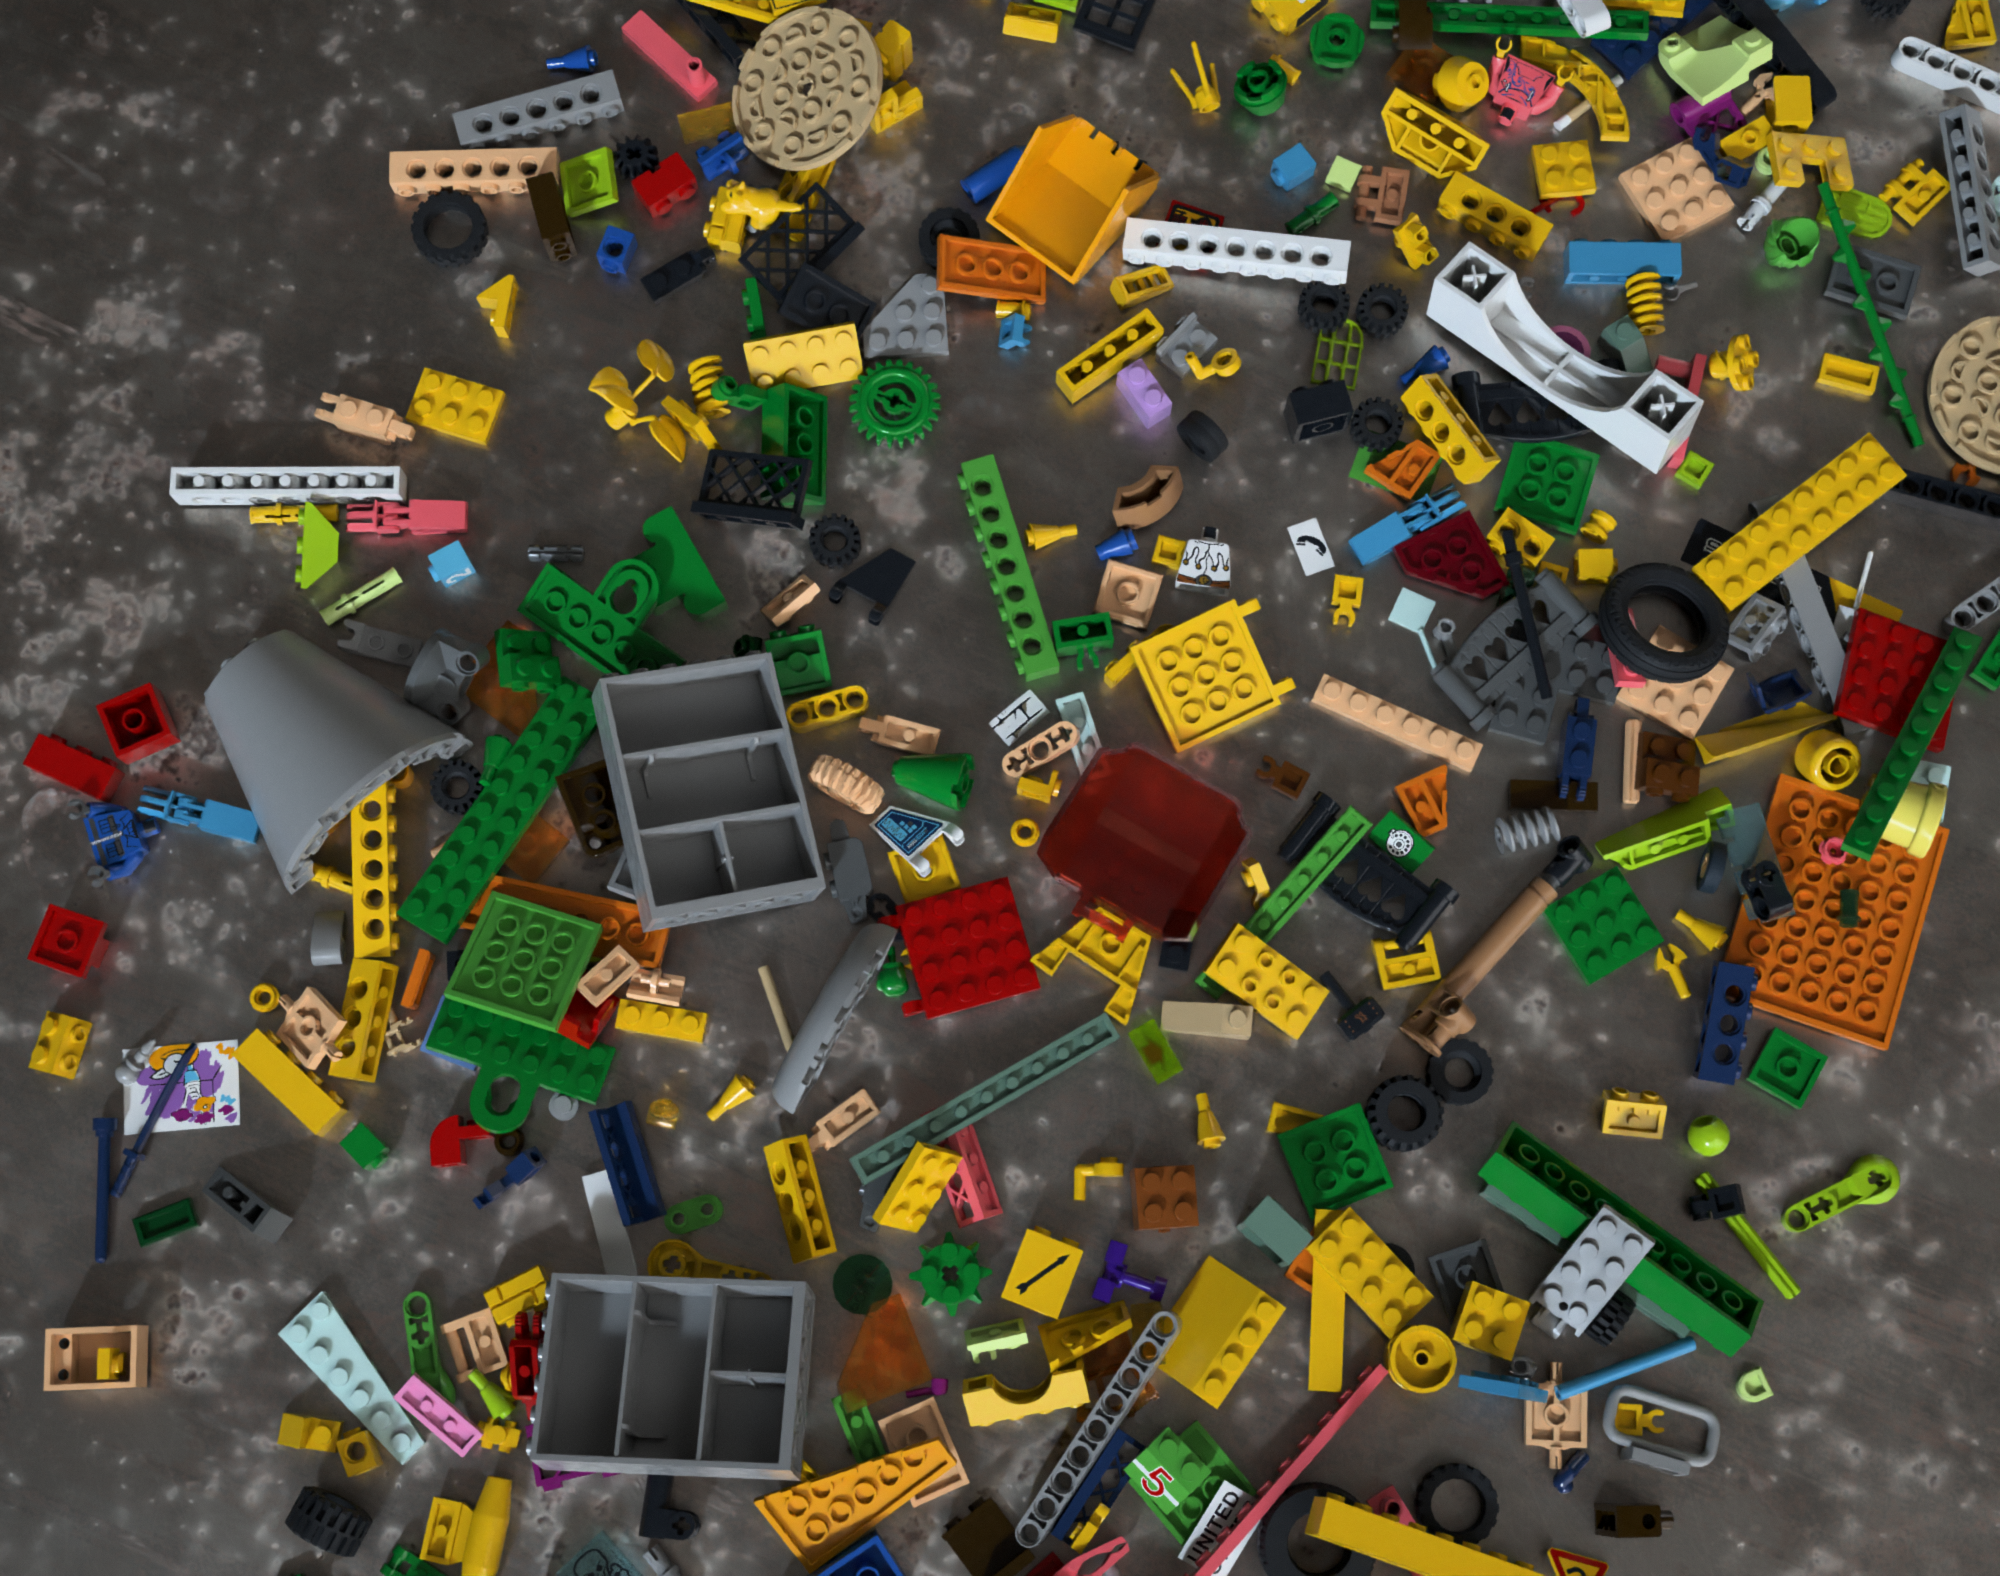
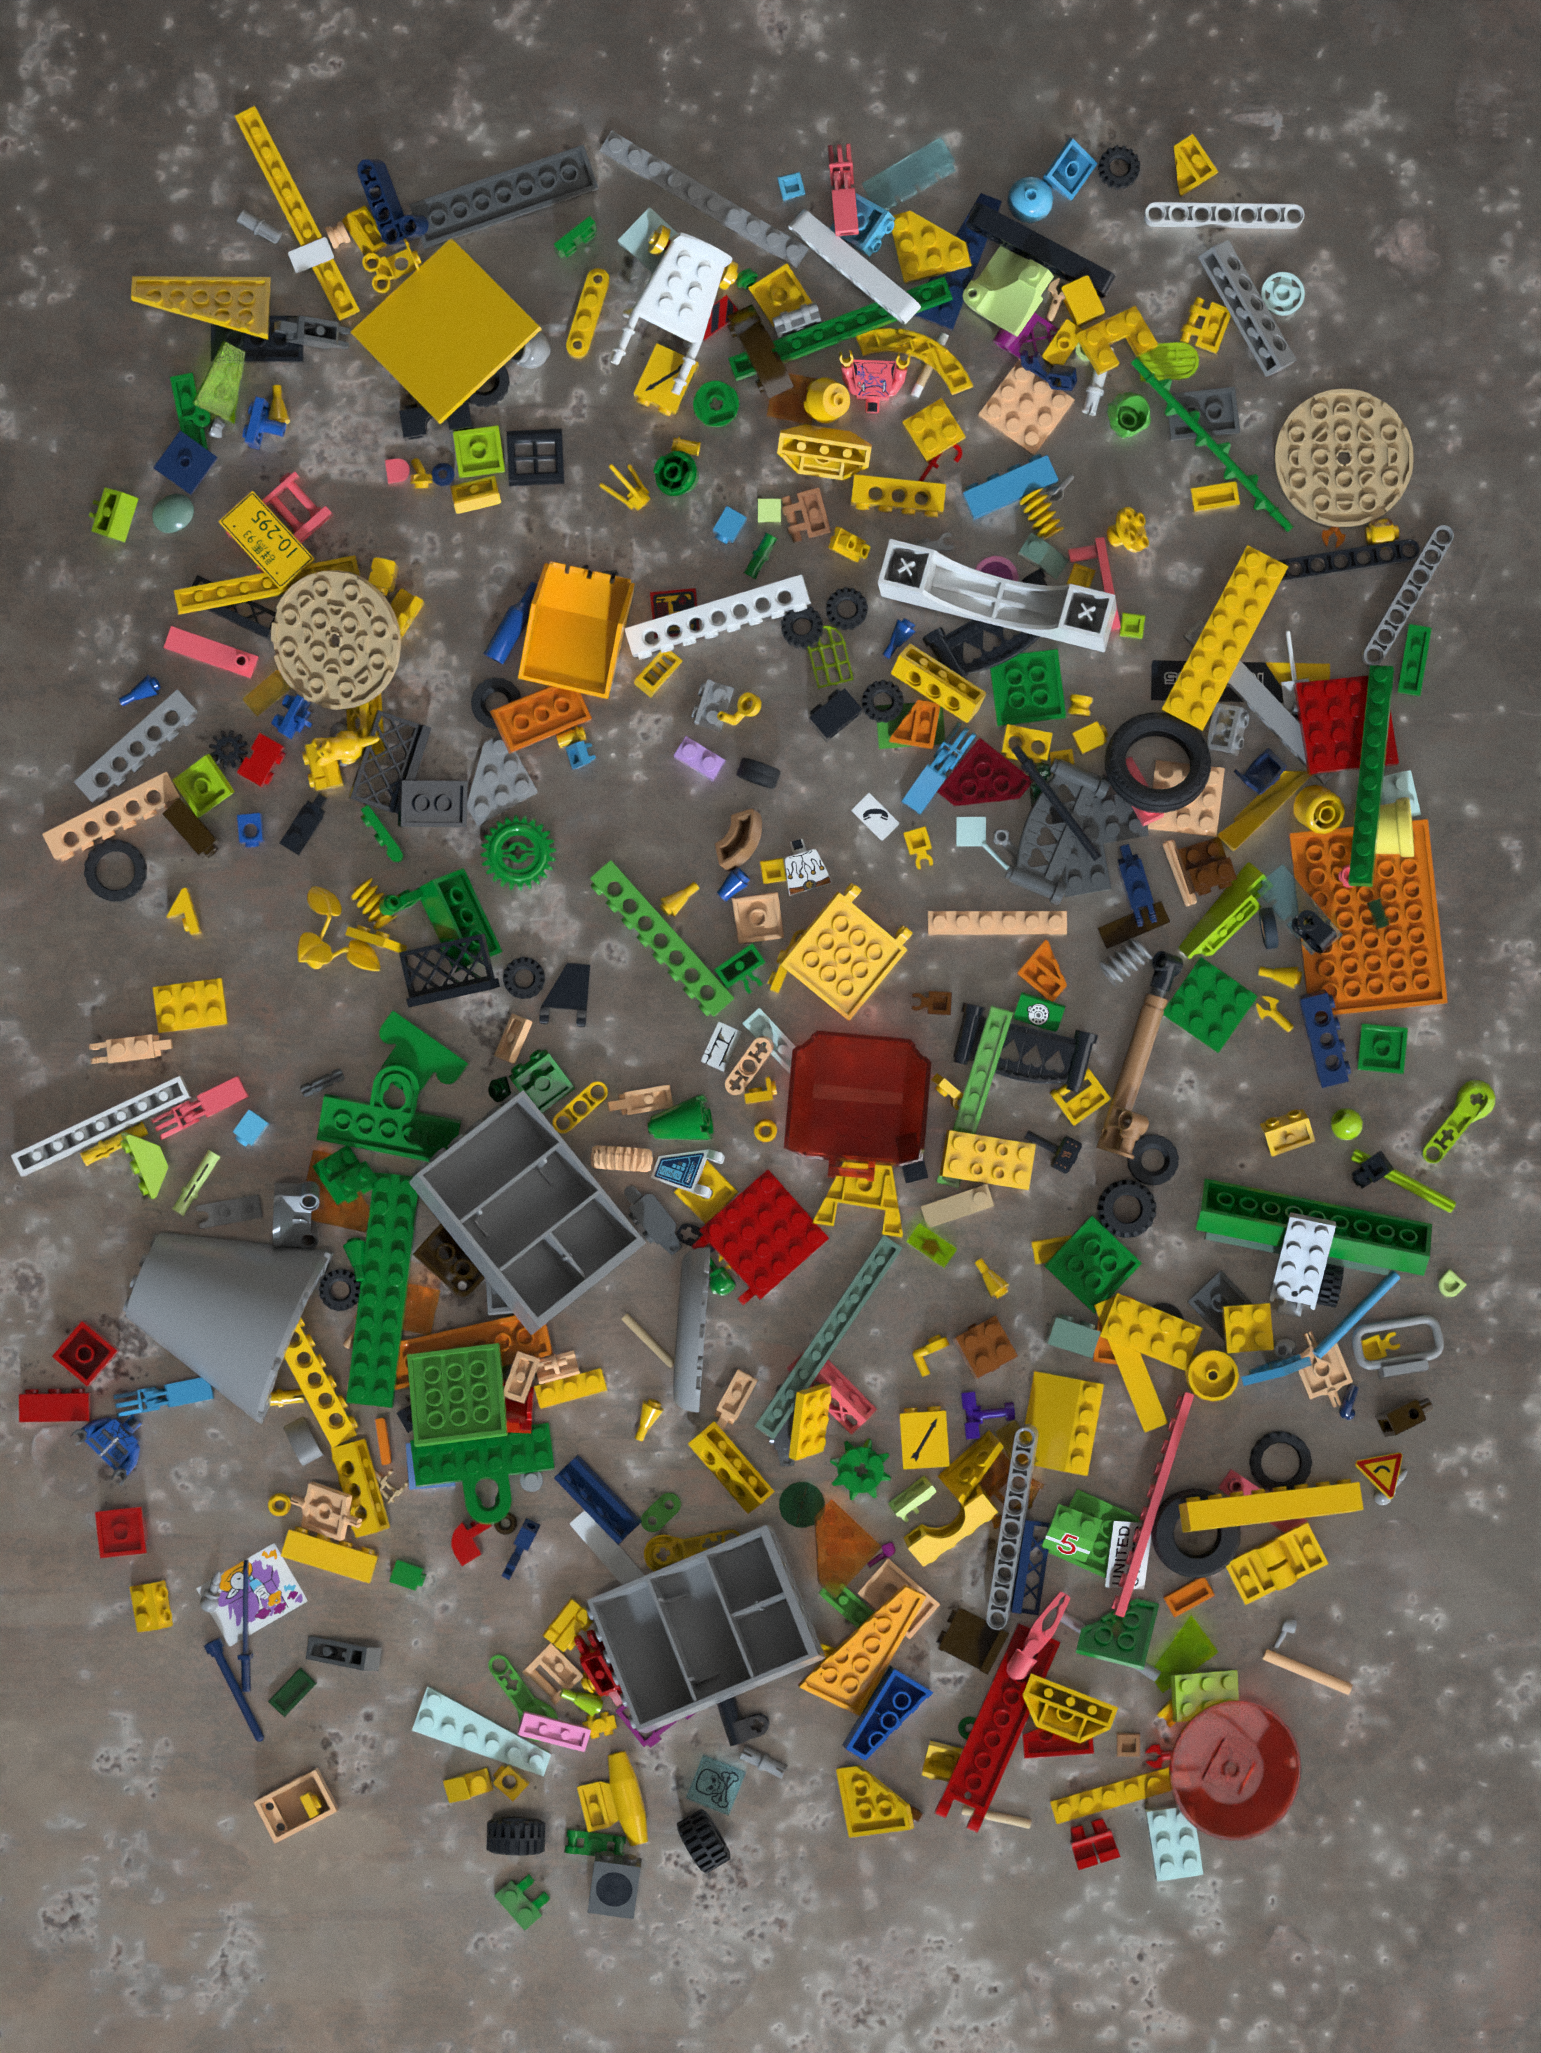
camera: 30 degrees left, 10 degrees up
(663, 1114) = (604, 1452): clear yellow plate -> none
(805, 357) = (434, 850): yellow plate -> none
(1083, 1533) = (1034, 1602): yellow plate -> none
(1109, 355) = (660, 742): yellow brick -> none

